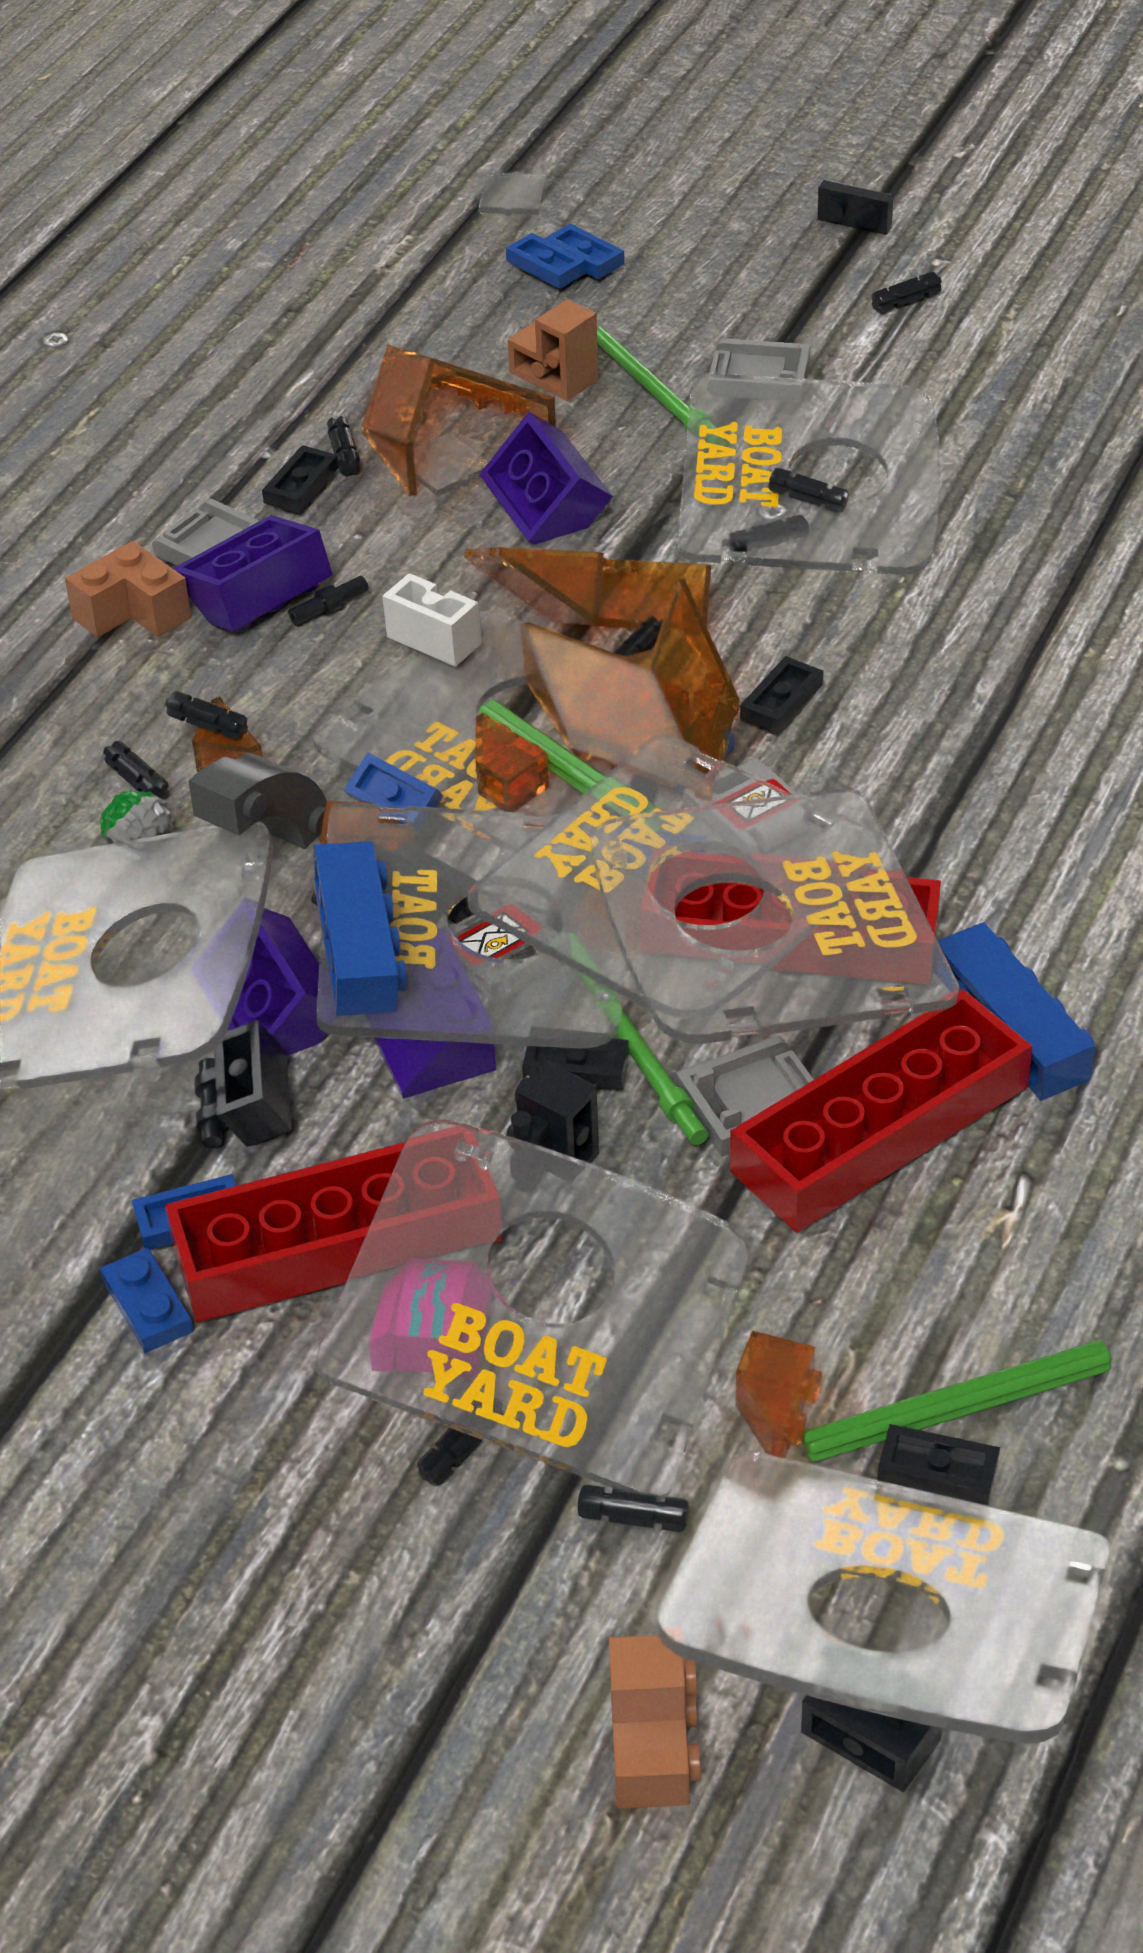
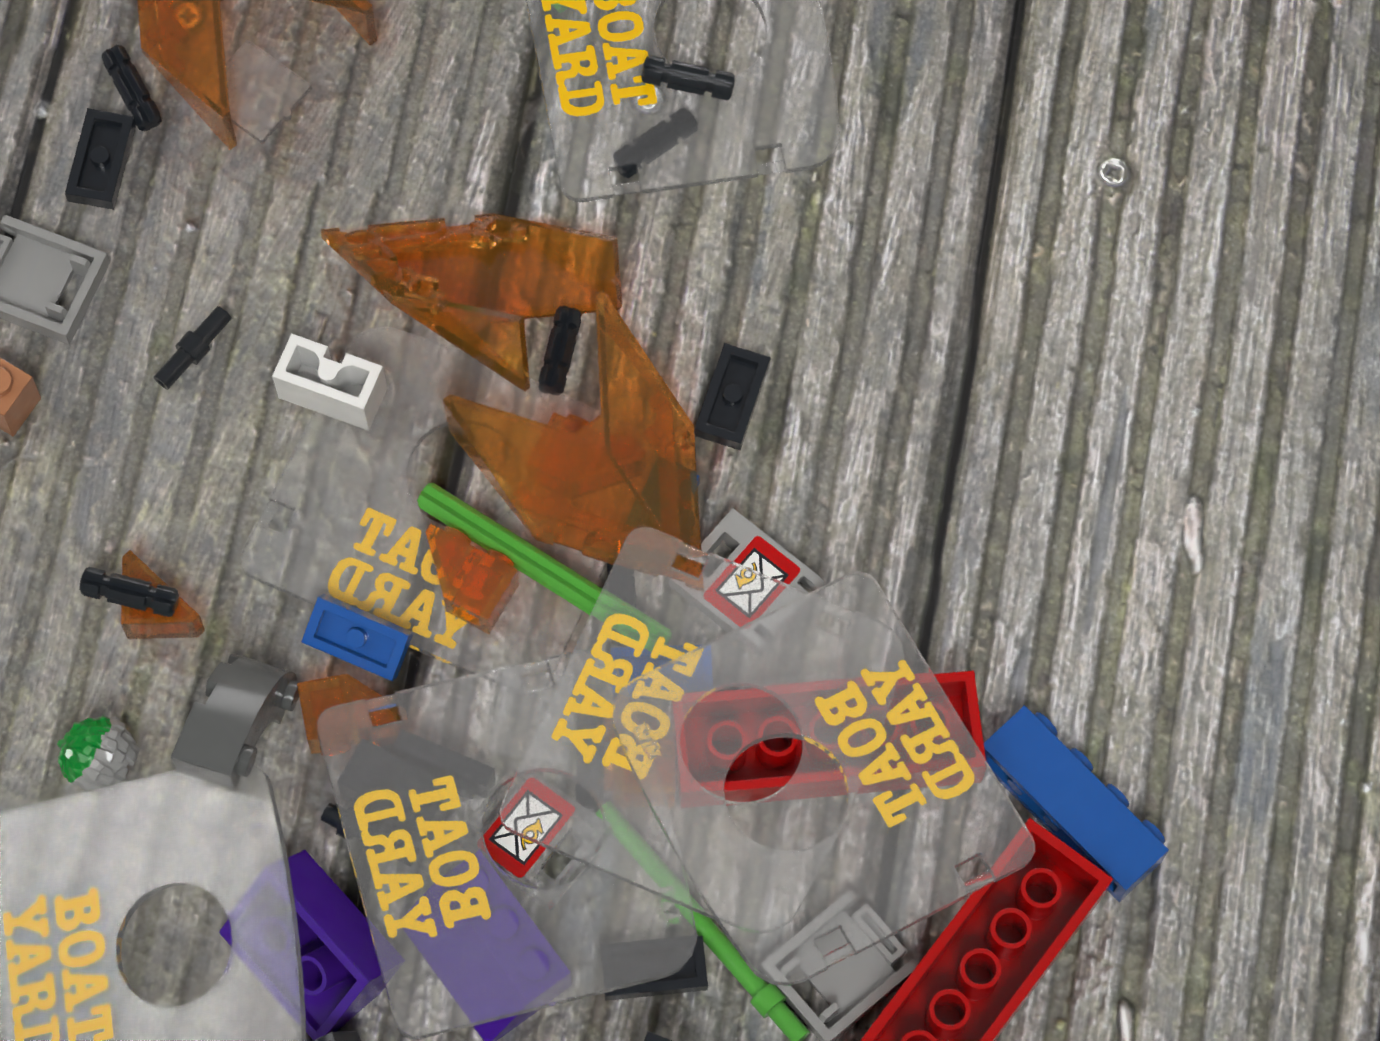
camera: 20 degrees left, 25 degrees up
(135, 770) = (63, 658): black axle -> none
(255, 571) = (99, 334): dark purple slope -> none
(357, 928) = (407, 908): blue brick -> none
(544, 482) = (385, 113): dark purple slope -> none

